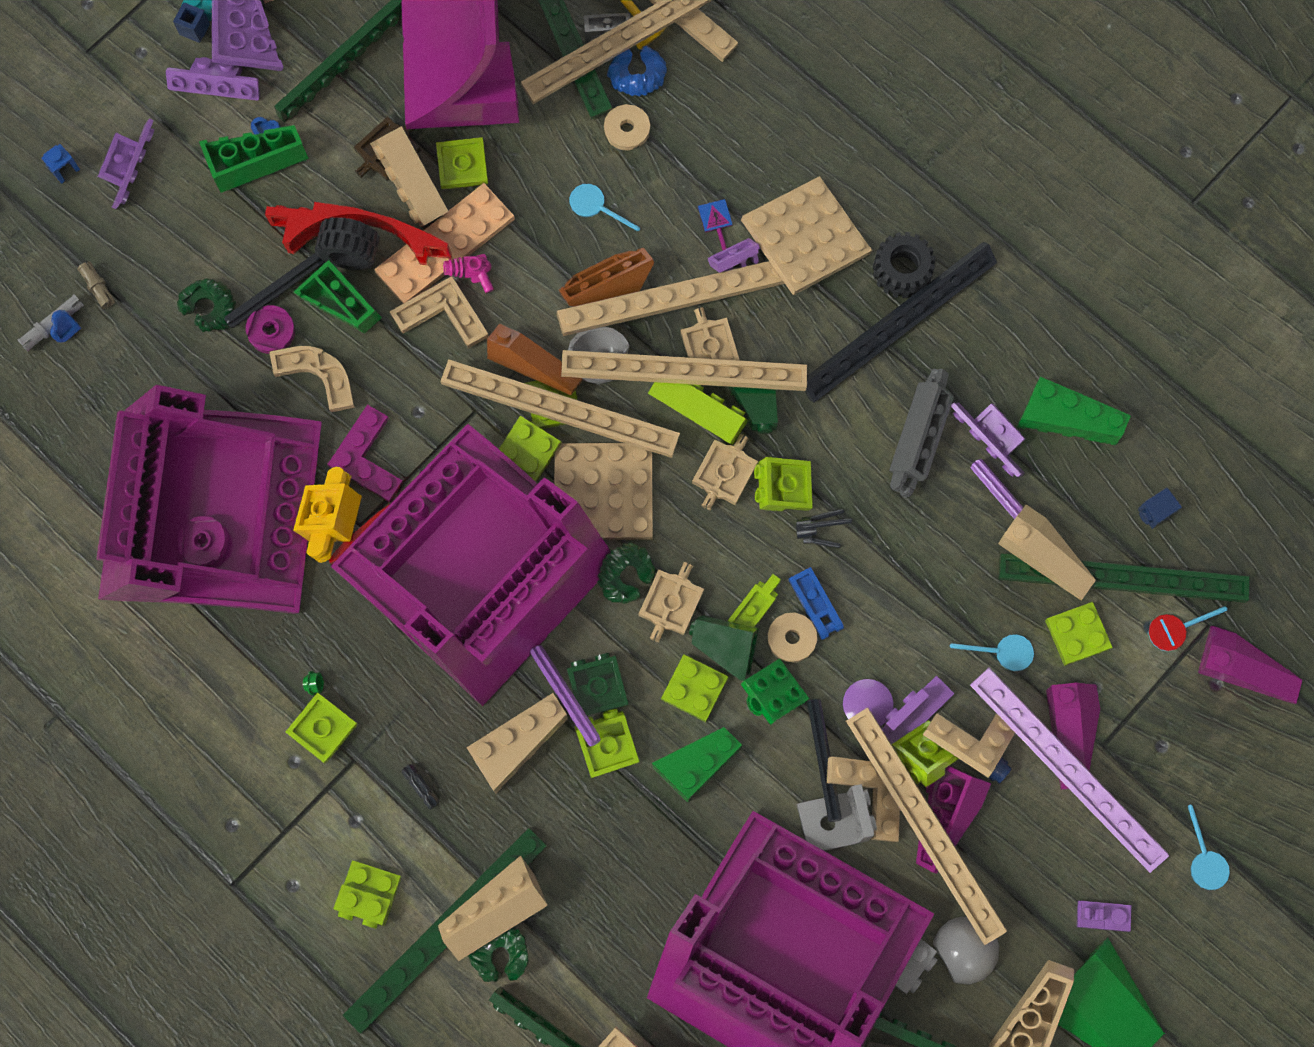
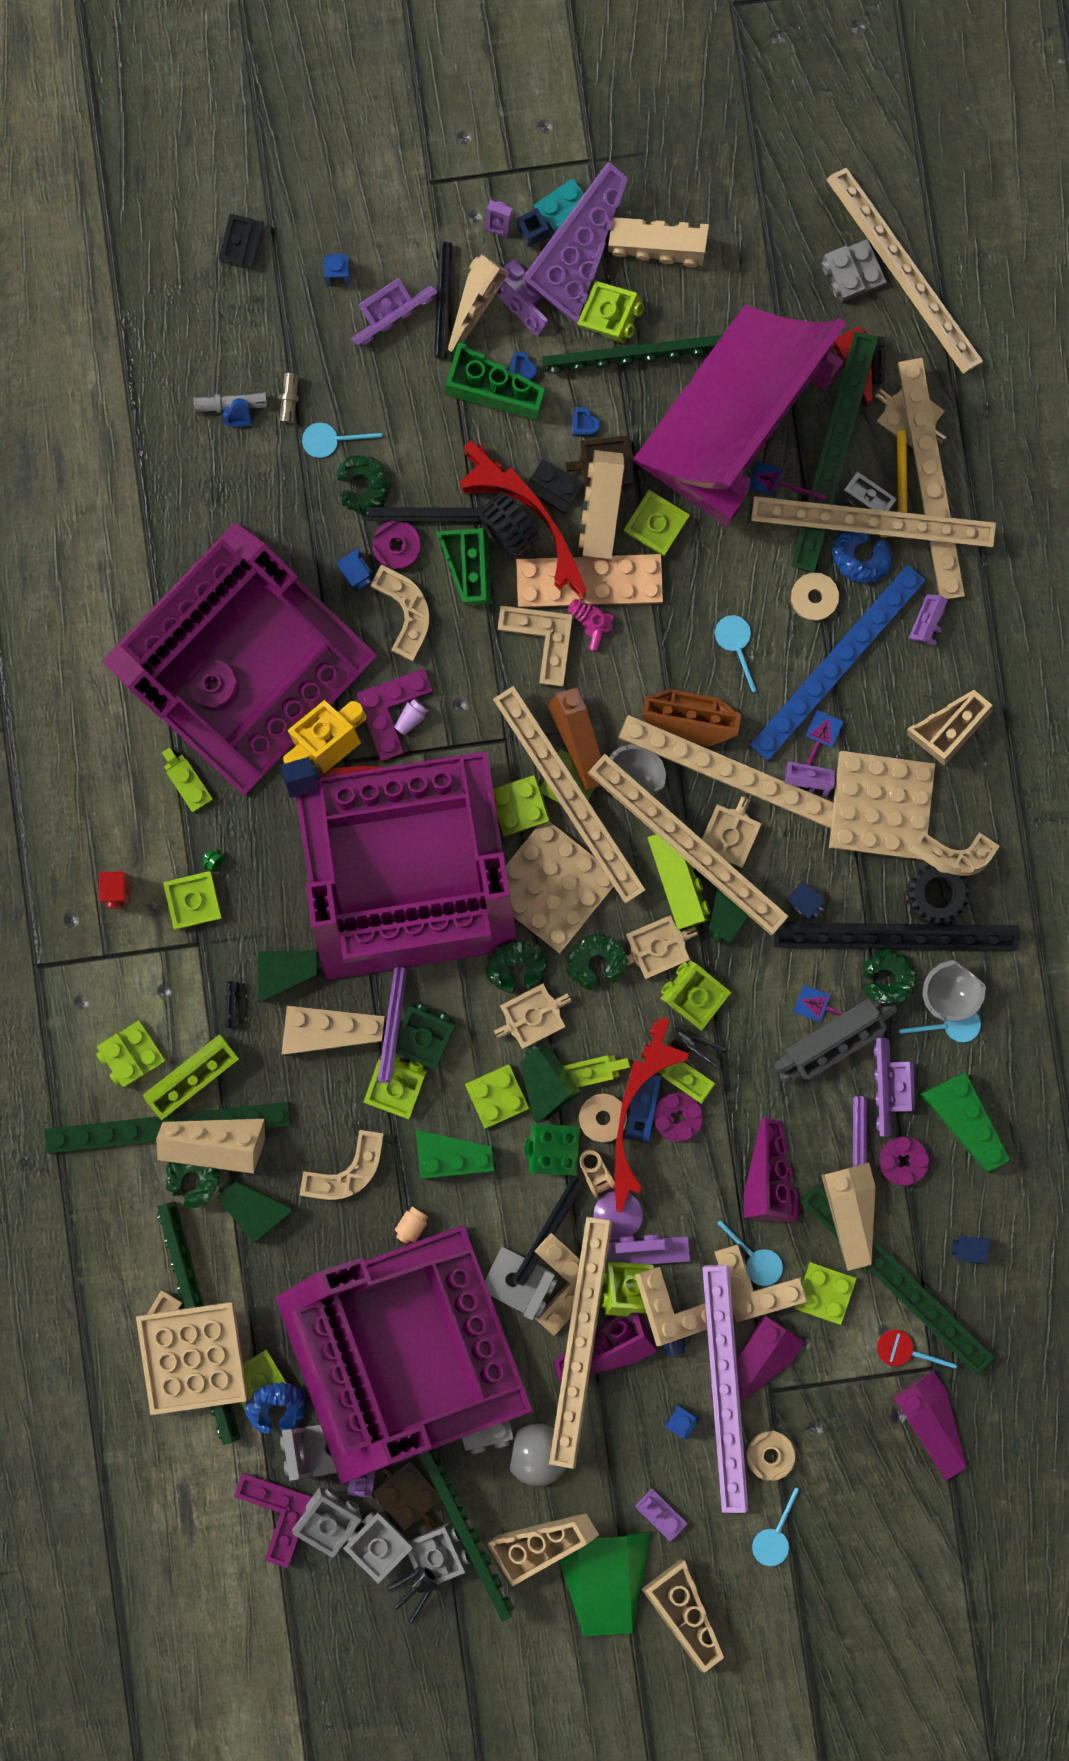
camera: 40 degrees right, 10 degrees up
(148, 297) = (321, 439): none -> medium azure piece
(159, 33) = (498, 218): none -> medium lavender plate
(163, 127) = (443, 300): none -> black axle
(184, 85) = (479, 291): none -> tan wedge
(242, 638) = (186, 781): none -> lime hinge
(248, 767) = (114, 889): none -> red brick
(252, 372) = (355, 570): none -> blue window
(302, 39) = (611, 312): none -> lime plate
(332, 555) = (300, 777): none -> dark blue brick
(346, 134) = (584, 423): none -> blue tile
(362, 194) = (554, 486): none -> black plate
(386, 447) = (411, 716): none -> lavender cone
(432, 870) = (190, 1077): none -> lime brick
(443, 722) = (285, 970): none -> dark green slope
(523, 68) = (767, 478): none -> piece
(570, 939) = (252, 1209): none -> dark green slope
(632, 847) = (351, 1180): none -> tan plate
(671, 516) = (589, 947): none -> dark green piece
(684, 163) = (837, 663): none -> blue plate
(711, 846) = (411, 1225): none -> light nougat brick
(725, 77) = (929, 615): none -> medium lavender plate
(796, 553) = (656, 1057): none -> red slope
(809, 140) = (951, 727): none -> tan wedge
(809, 349) = (805, 901): none -> dark blue brick
(824, 684) = (596, 1174): none -> tan piece
(827, 554) = (688, 1080): none -> lime hinge
(856, 577) = (690, 1110): none -> magenta plate
(880, 422) = (813, 1004): none -> piece
(907, 220) = (953, 861): none -> tan plate
(933, 348) = (902, 971): none -> dark green piece
(966, 588) = (768, 1185): none -> magenta wedge
(978, 325) = (952, 991): none -> light grey cylinder
(1002, 350) = (960, 1031): none -> medium azure piece
(1037, 677) = (751, 1303): none -> tan plate
(1058, 825) = (682, 1422): none -> blue window
(1059, 474) = (917, 1158): none -> magenta plate
(1158, 786) = (763, 1442): none -> tan tile
(1185, 978) = (680, 1607): none -> tan wedge

